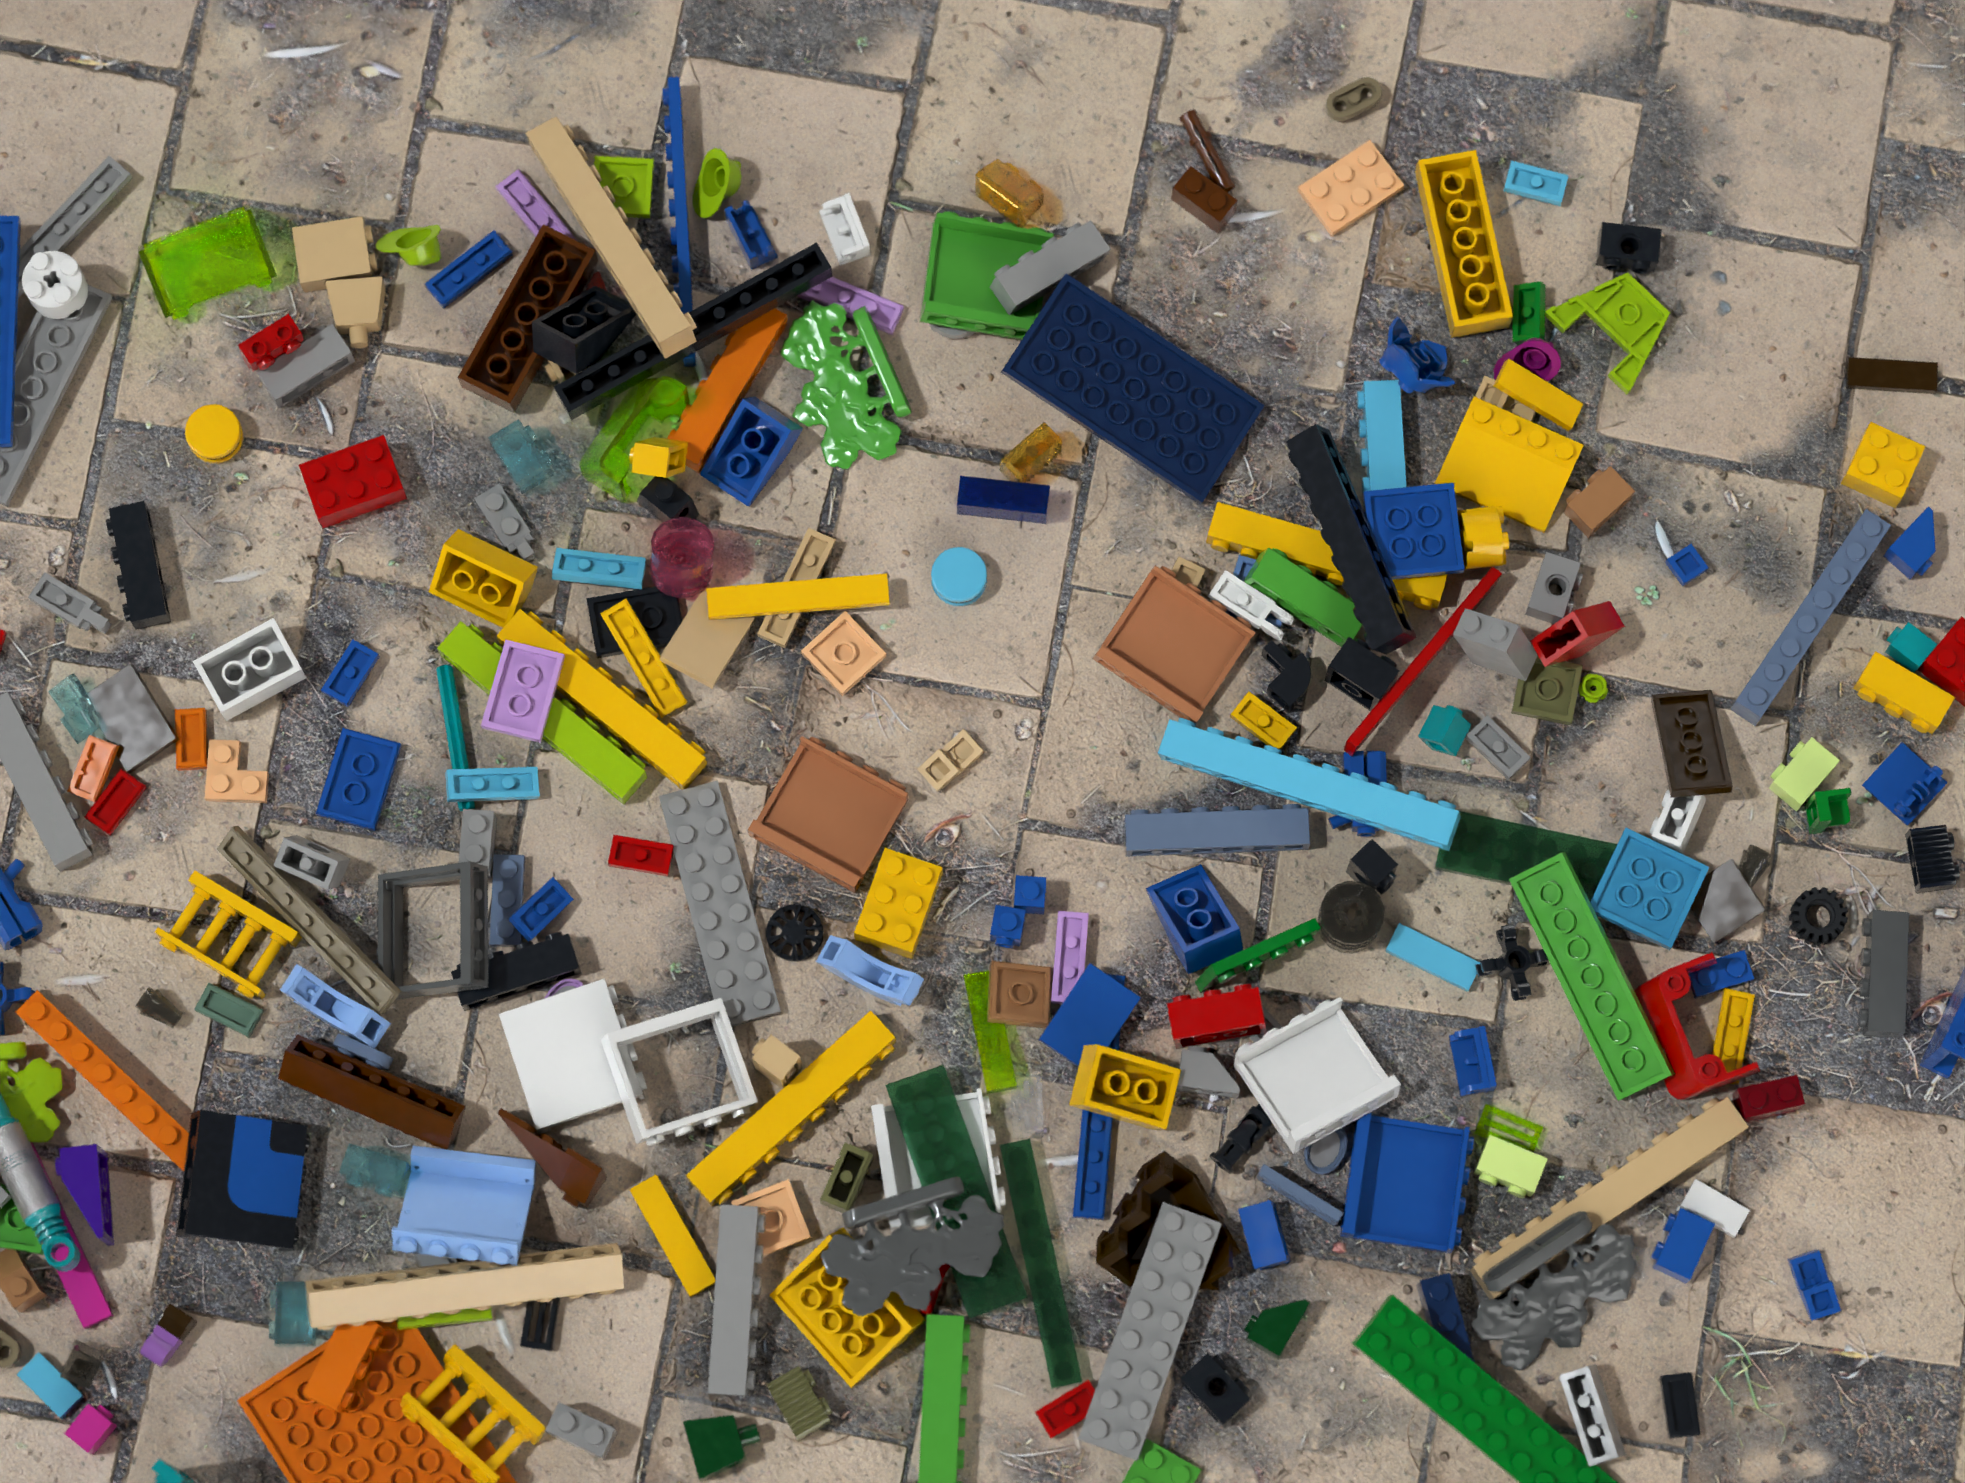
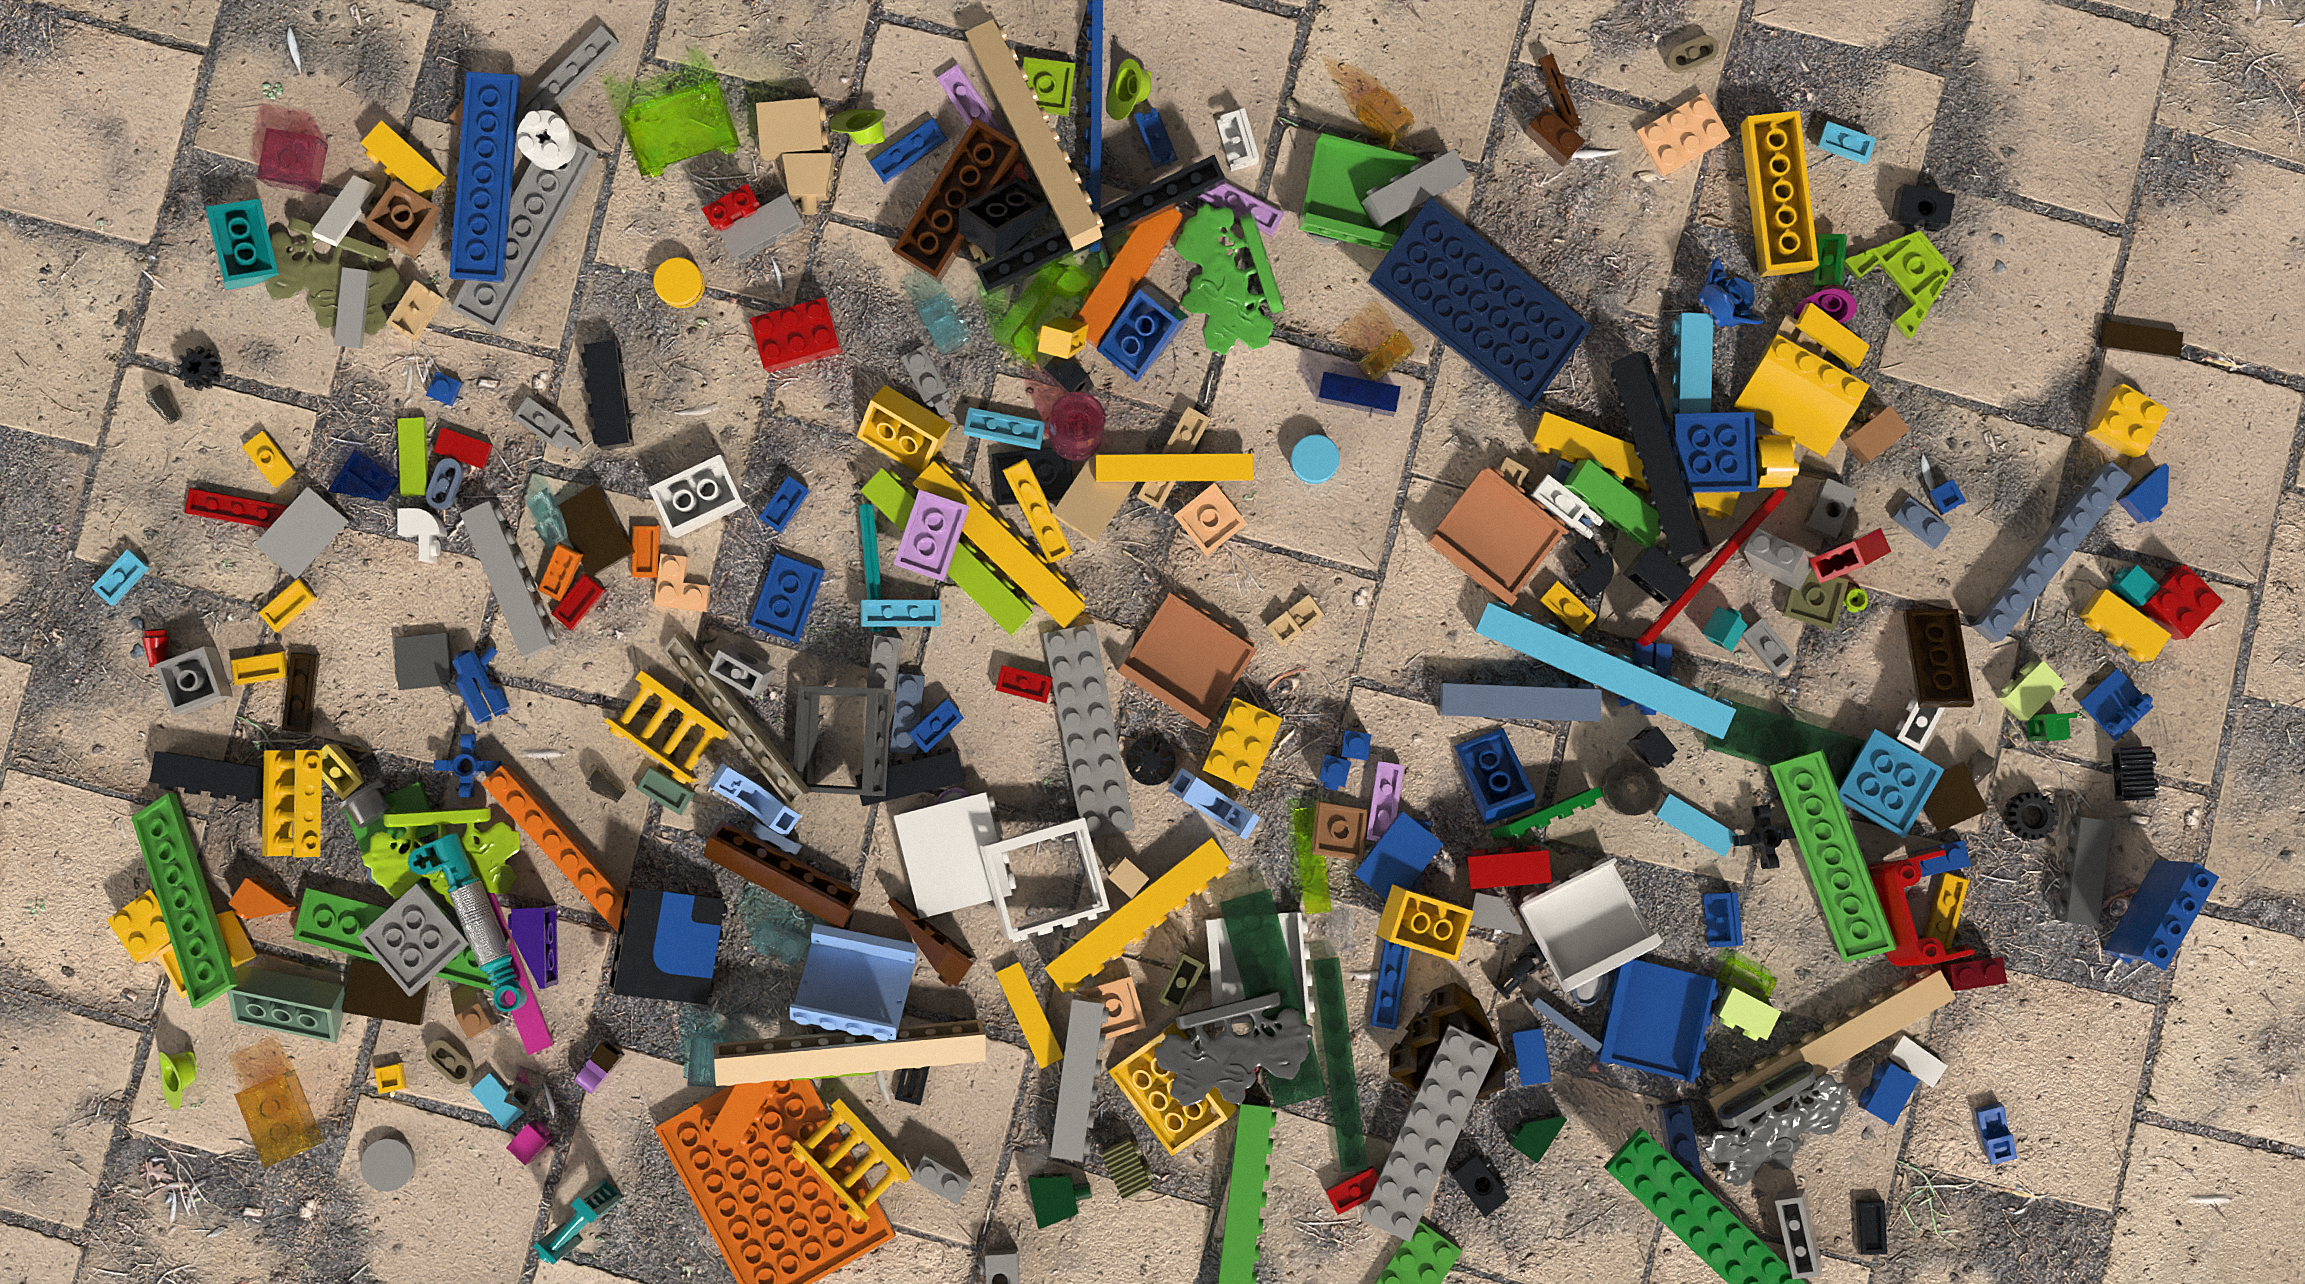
camera: 10 degrees right, 10 degrees up
(1661, 597) = (1921, 523): none -> sand blue plate

